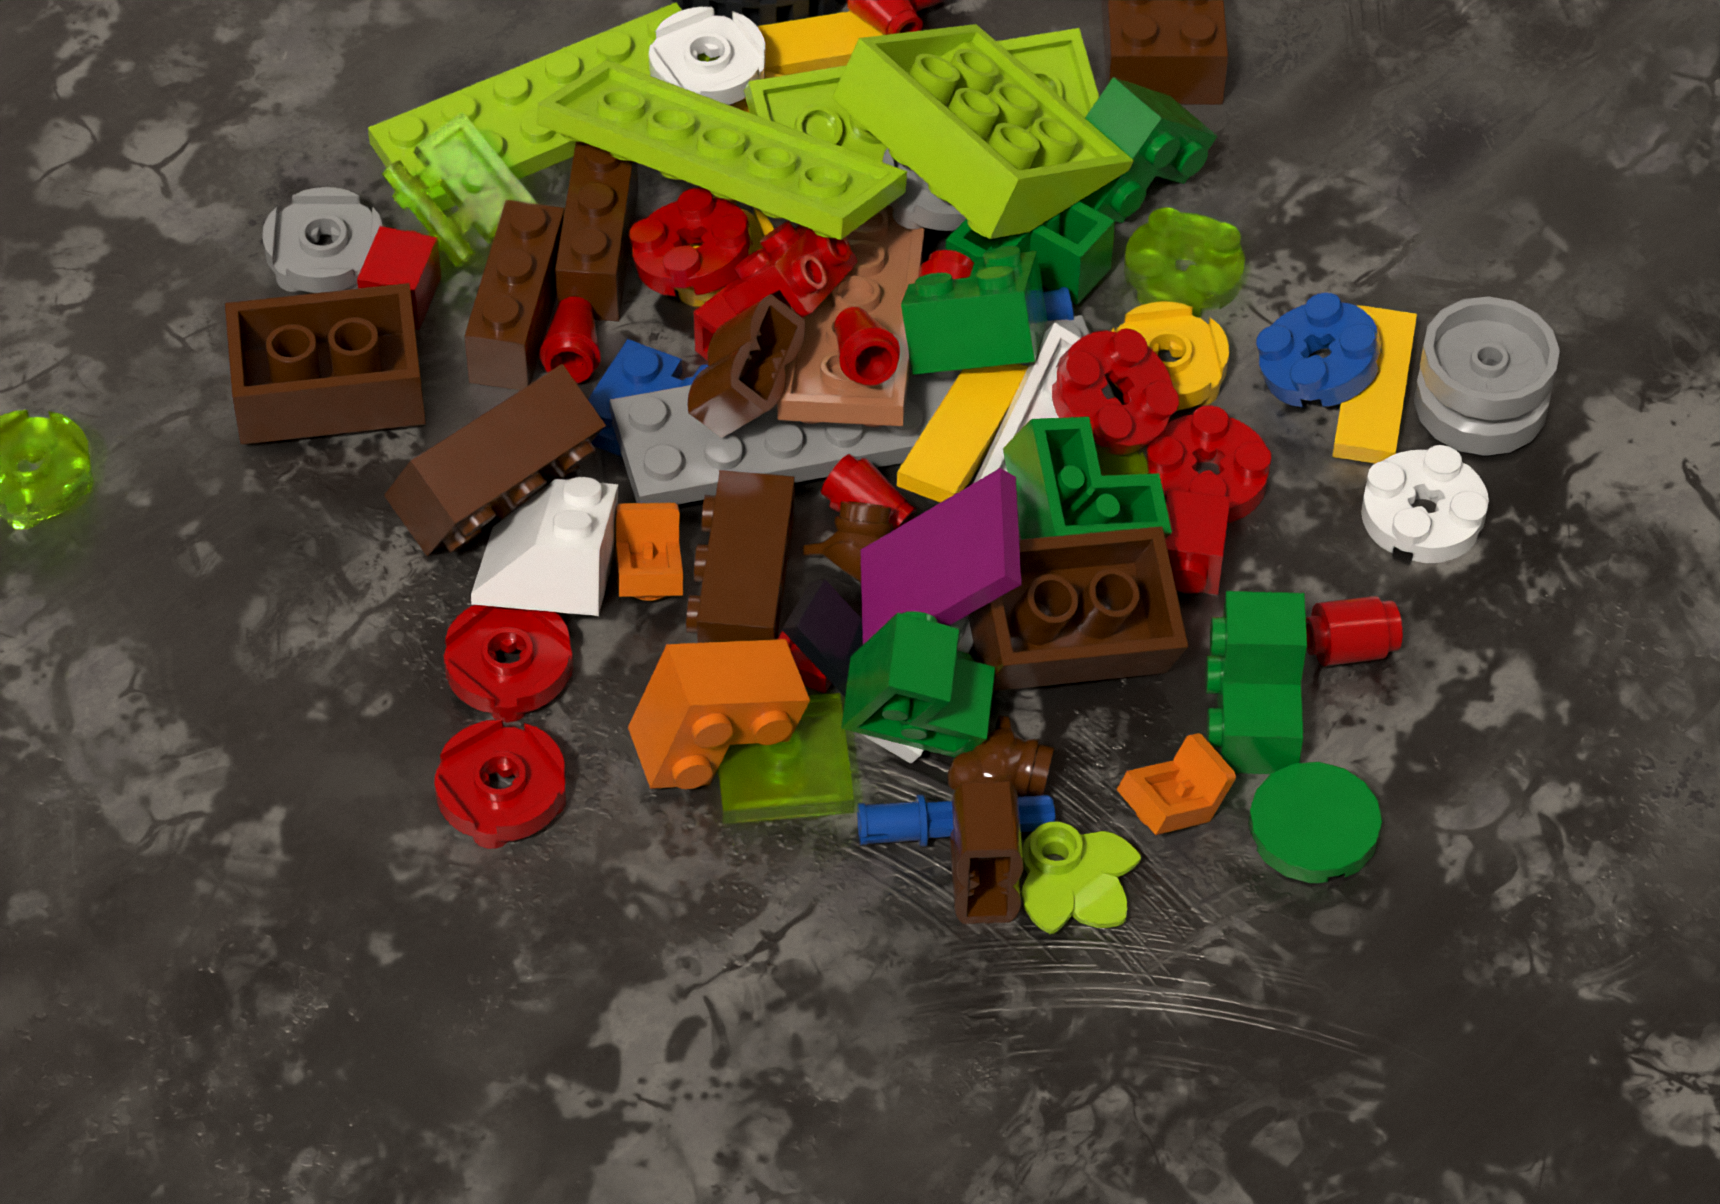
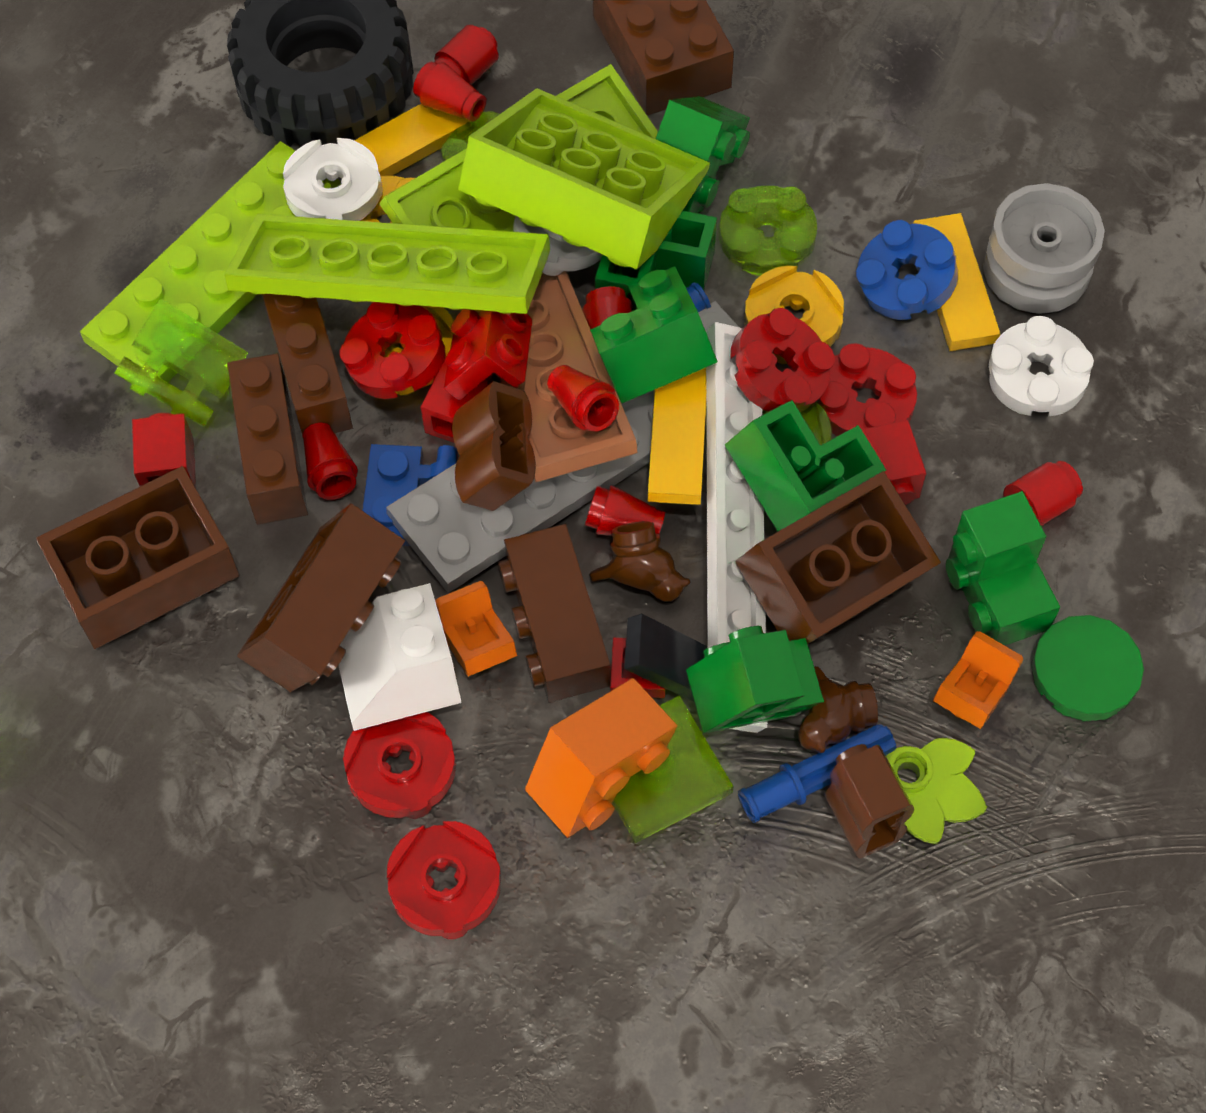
camera: 20 degrees left, 10 degrees up
(319, 267) = (90, 469): light grey plate -> none
(945, 557) = (734, 569): magenta tile -> none

